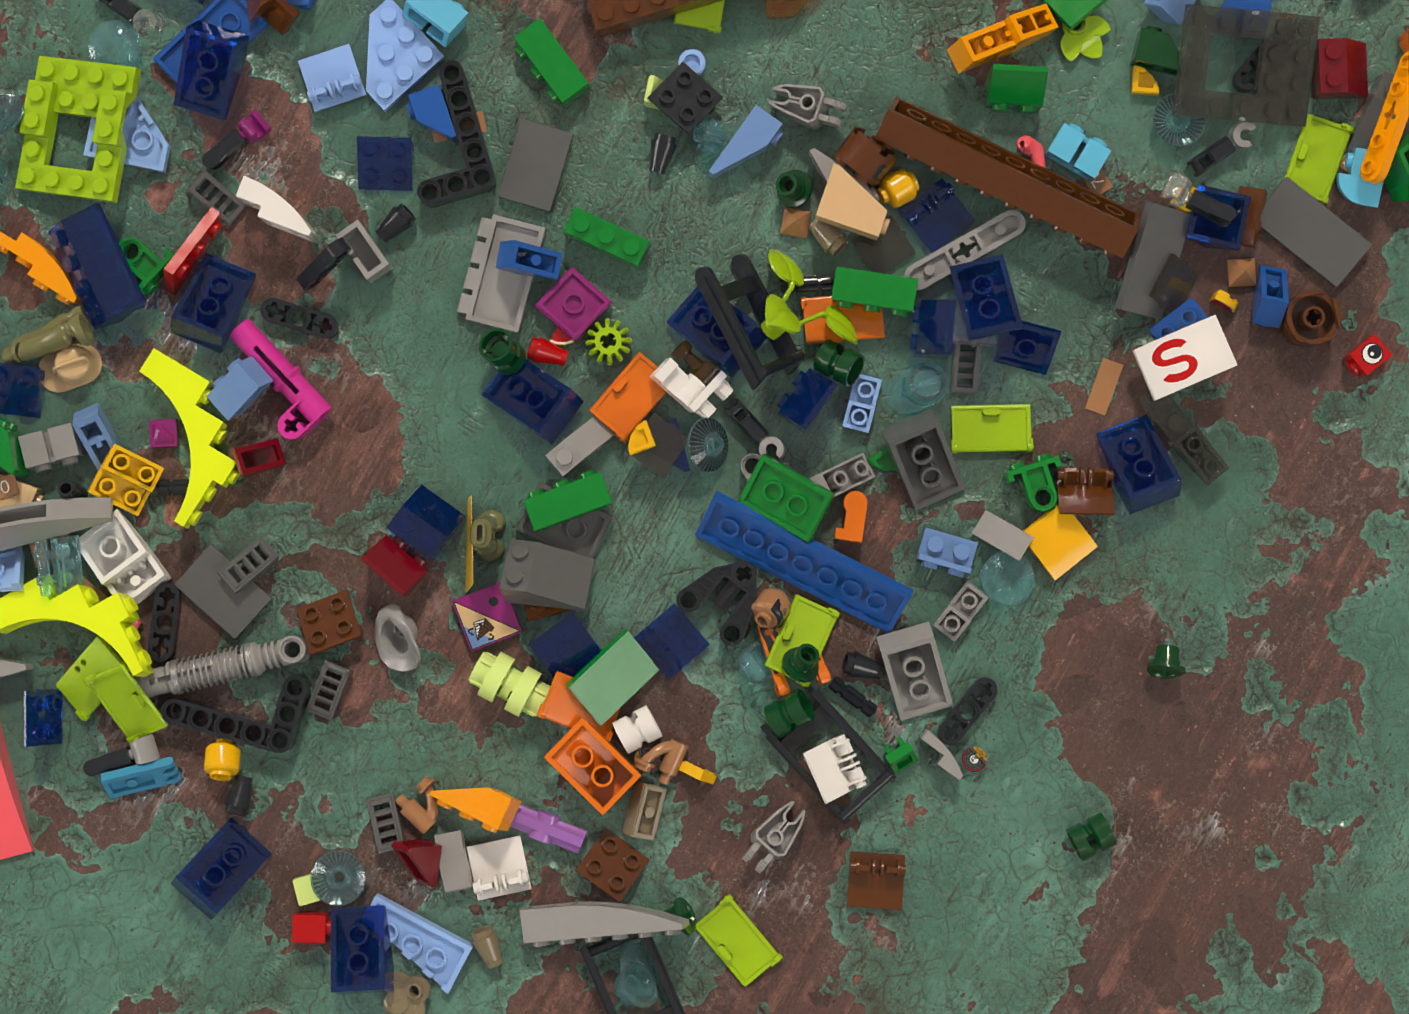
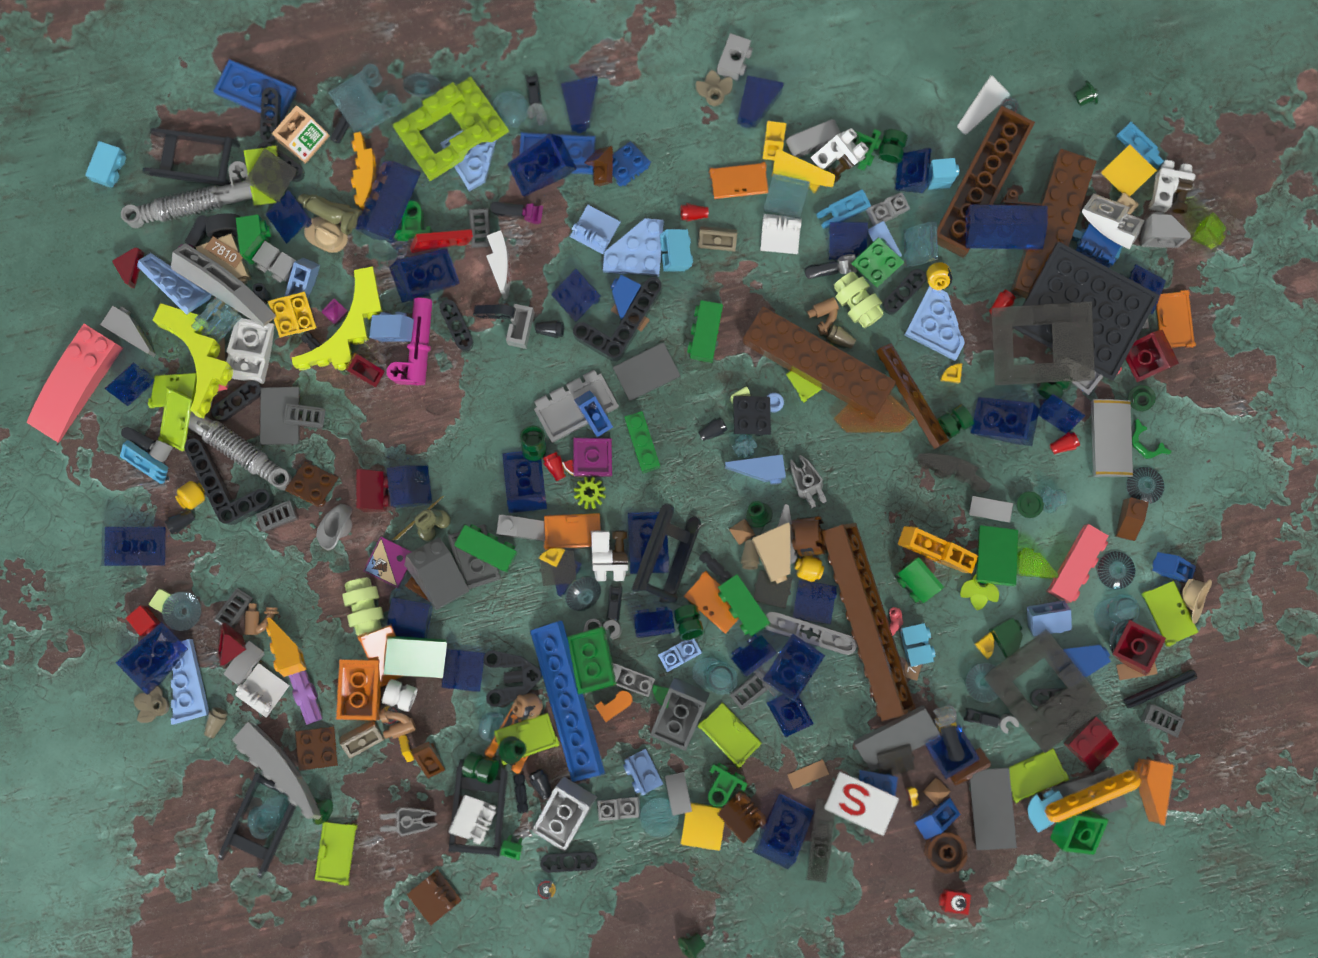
camera: 45 degrees right, 5 degrees down
(731, 759) = (428, 759): none -> reddish brown slope
(781, 318) = (681, 570): lime plant -> none
(946, 759) = (531, 875): light grey slope -> none

